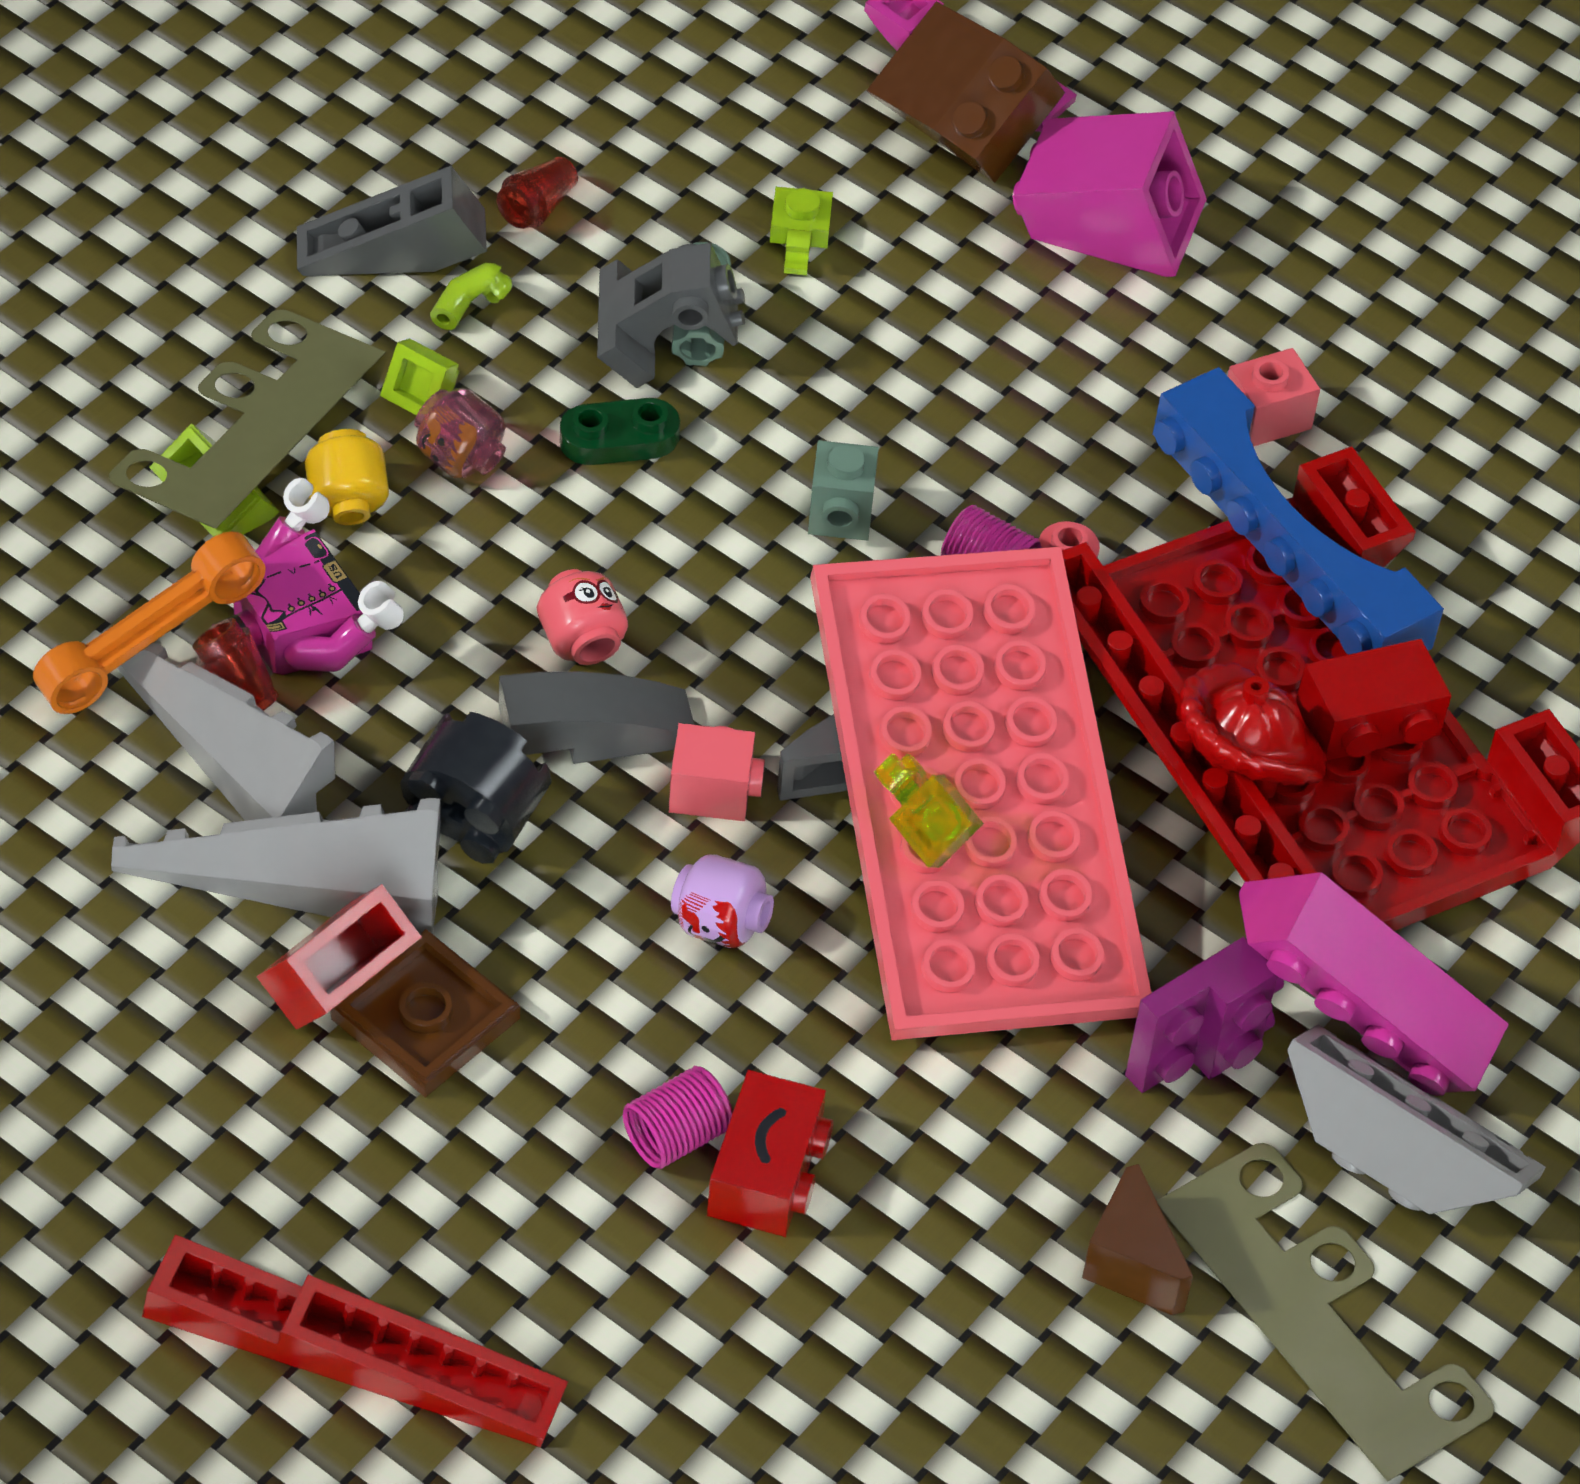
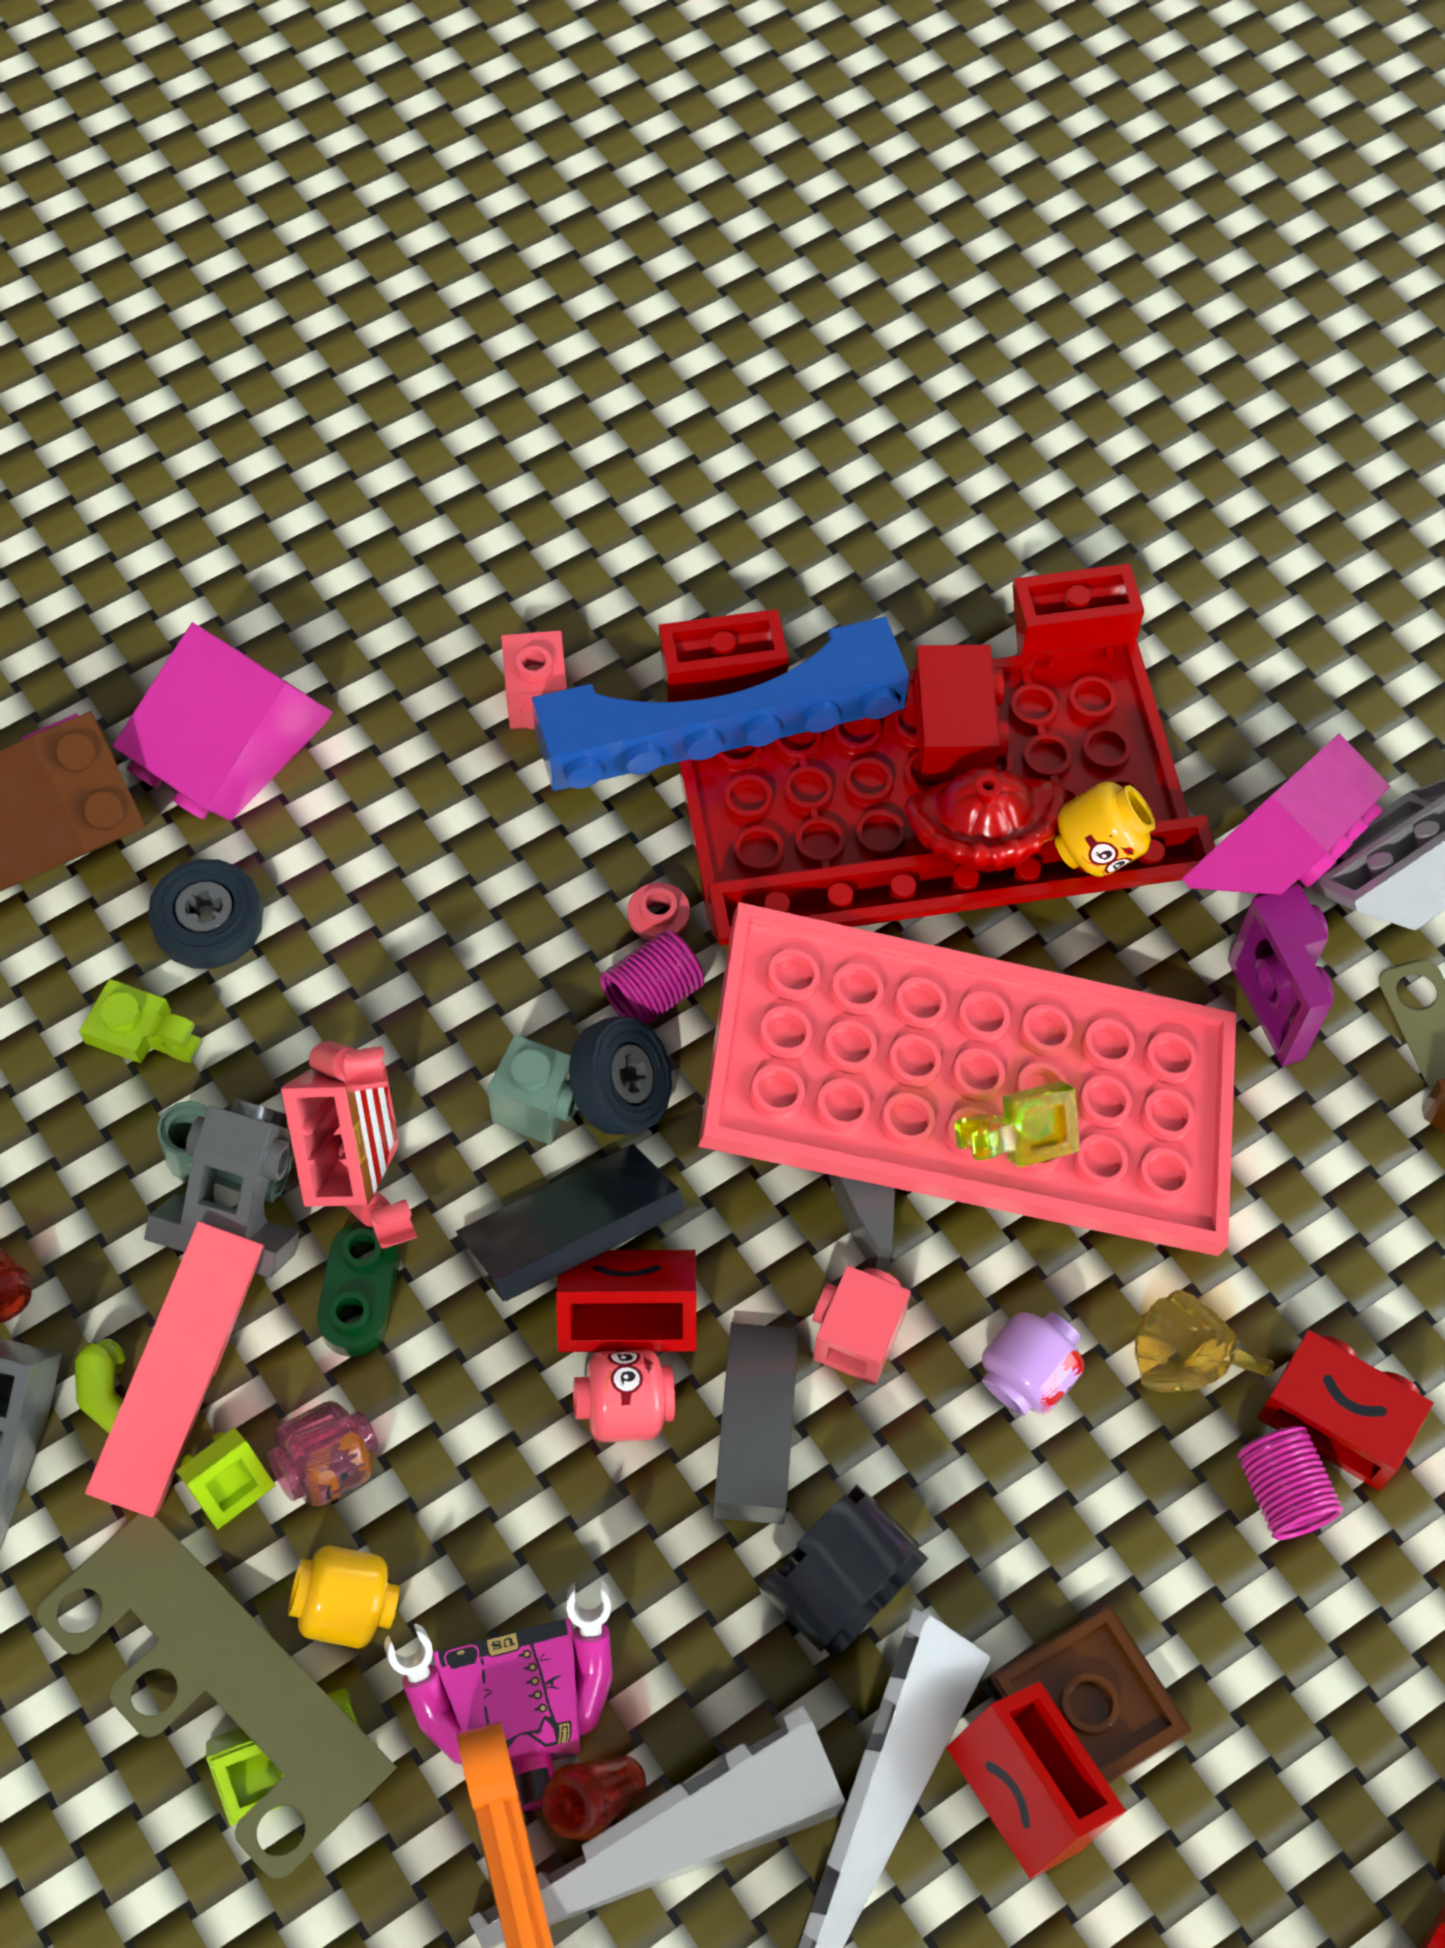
camera: 70 degrees left, 10 degrees up
(511, 314) = (175, 1371): none -> coral slope
(667, 594) = (628, 1302): none -> red brick
(722, 536) = (570, 1221): none -> black tile
(741, 362) = (347, 1136): none -> coral torso
(788, 1024) = (1188, 1346): none -> clear yellow piece
(880, 508) = (596, 1081): none -> black bush
(921, 261) = (176, 907): none -> black bush
(1264, 802) = (1104, 828): none -> yellow head

